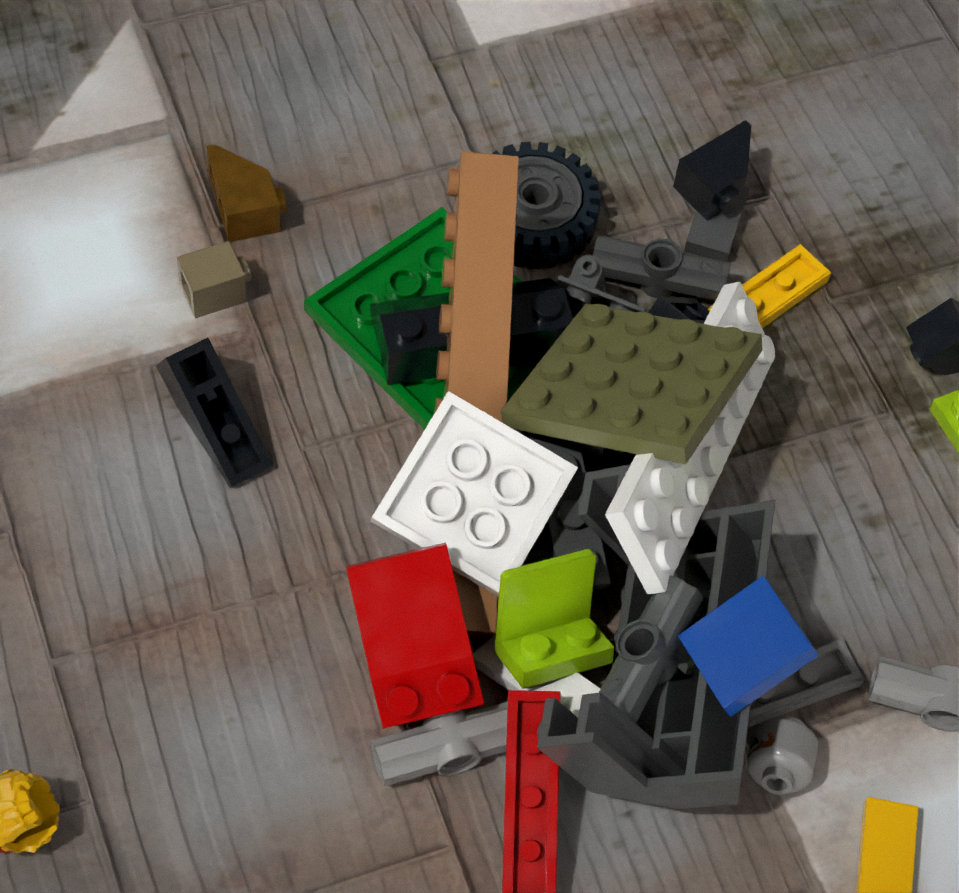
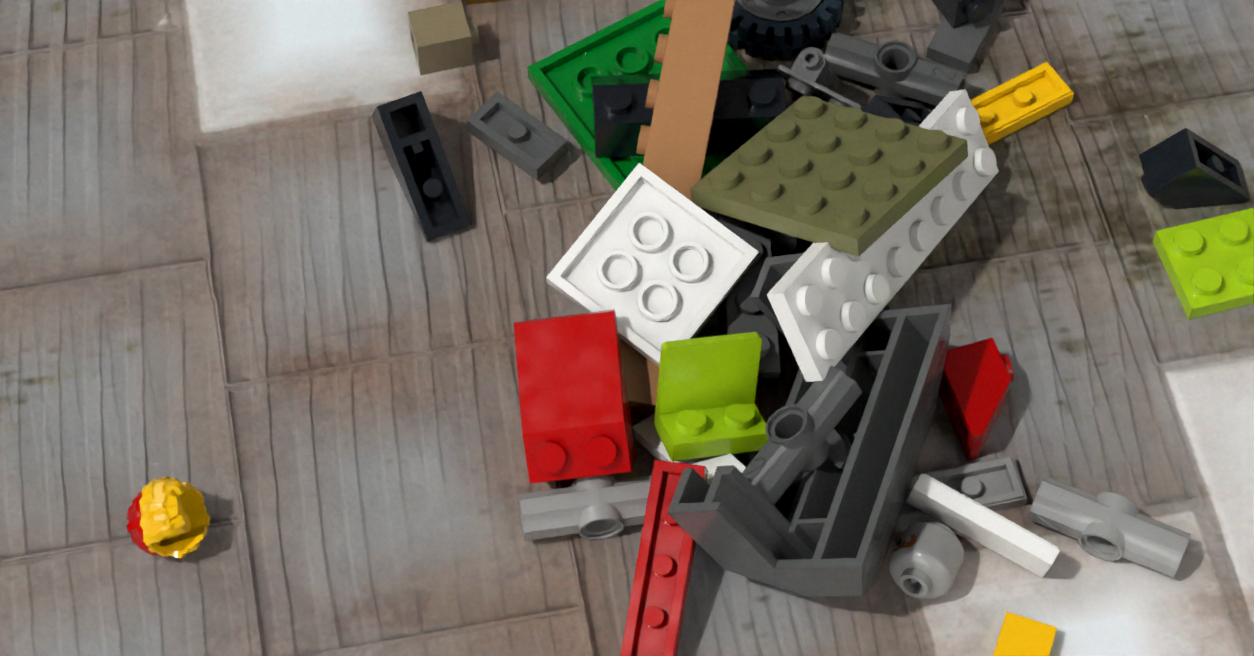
camera: 15 degrees right, 0 degrees up
(304, 370) = (517, 135): none -> dark grey plate
(747, 646) = (892, 440): blue tile -> none
(799, 574) = (975, 391): none -> red slope
(837, 716) = (983, 525): none -> white tile

